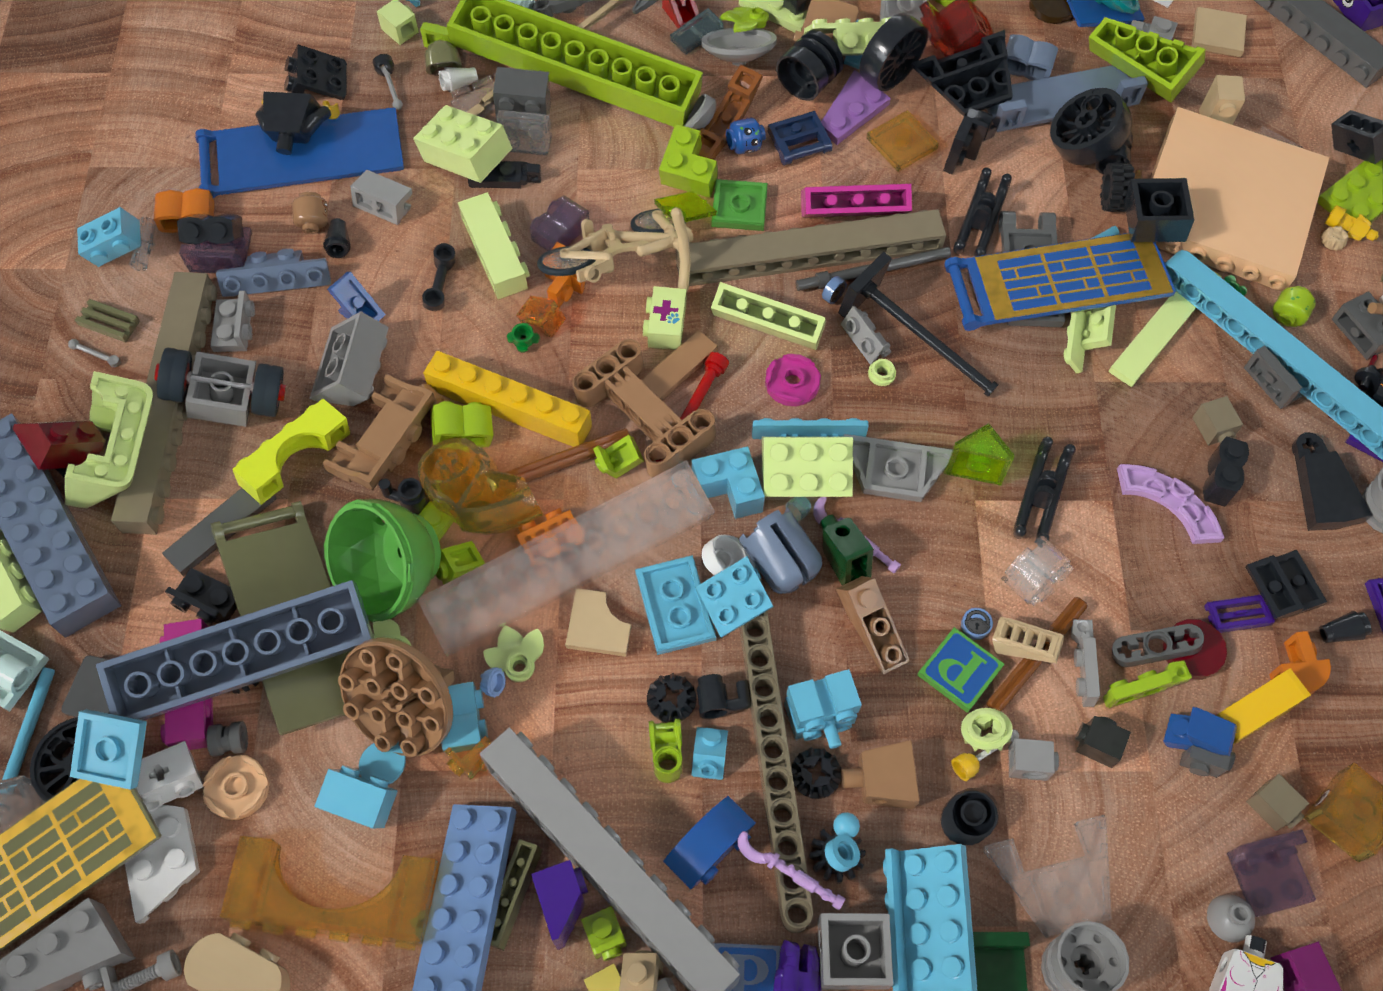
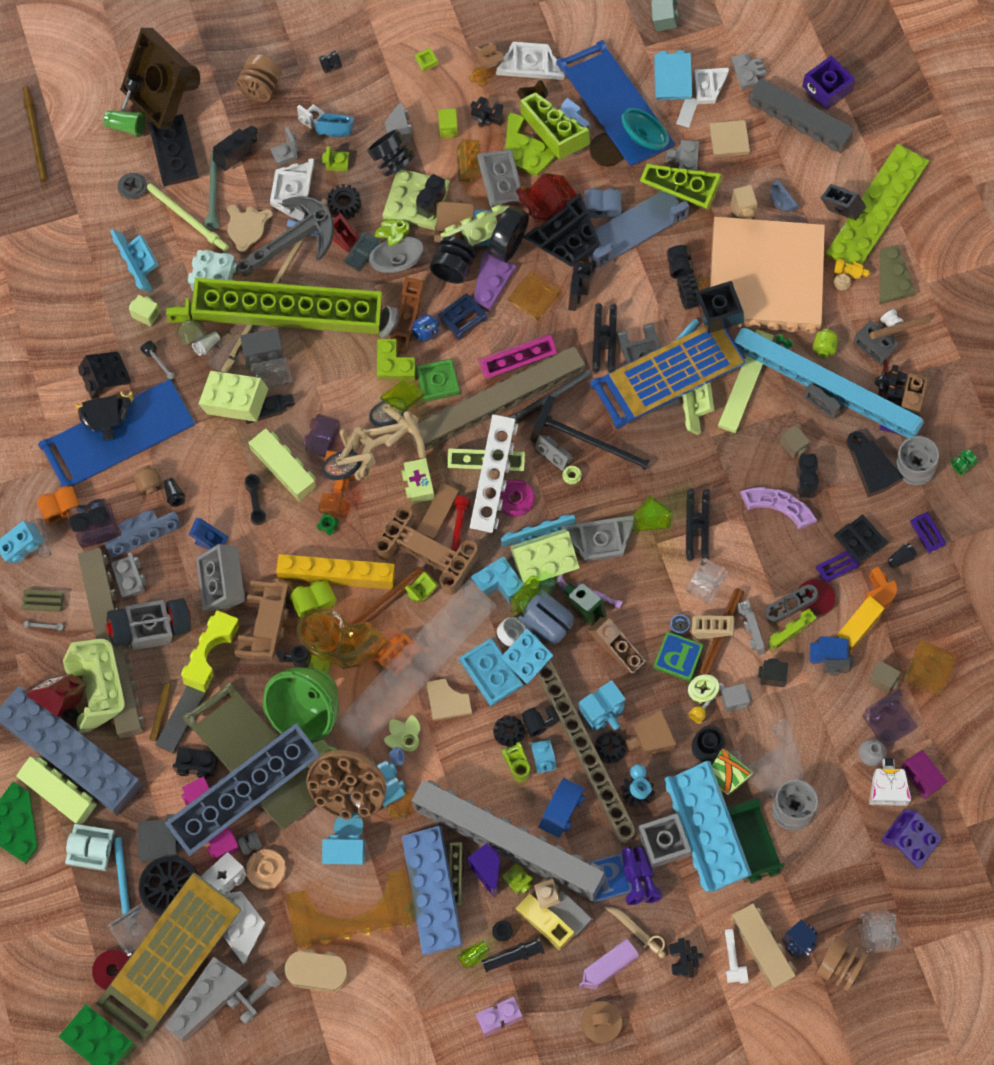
camera: 15 degrees left, 5 degrees up
(108, 749) = (192, 869): medium azure tile -> none
(191, 512) = (160, 712): none -> pearl gold bar
(381, 196) = (191, 452): light grey hinge -> none
(458, 561) = (348, 688): lime bracket -> none
(756, 507) = (524, 595): none -> clear neon green plate
(798, 266) = (498, 423): none -> white brick
(799, 876) = (620, 810): lavender piece -> none
(834, 289) = (523, 424): medium blue tile -> none
(992, 874) = (730, 772): none -> torso
(1091, 126) = (659, 250): black piece -> none
(1274, 116) = (781, 198): none -> sand blue plate

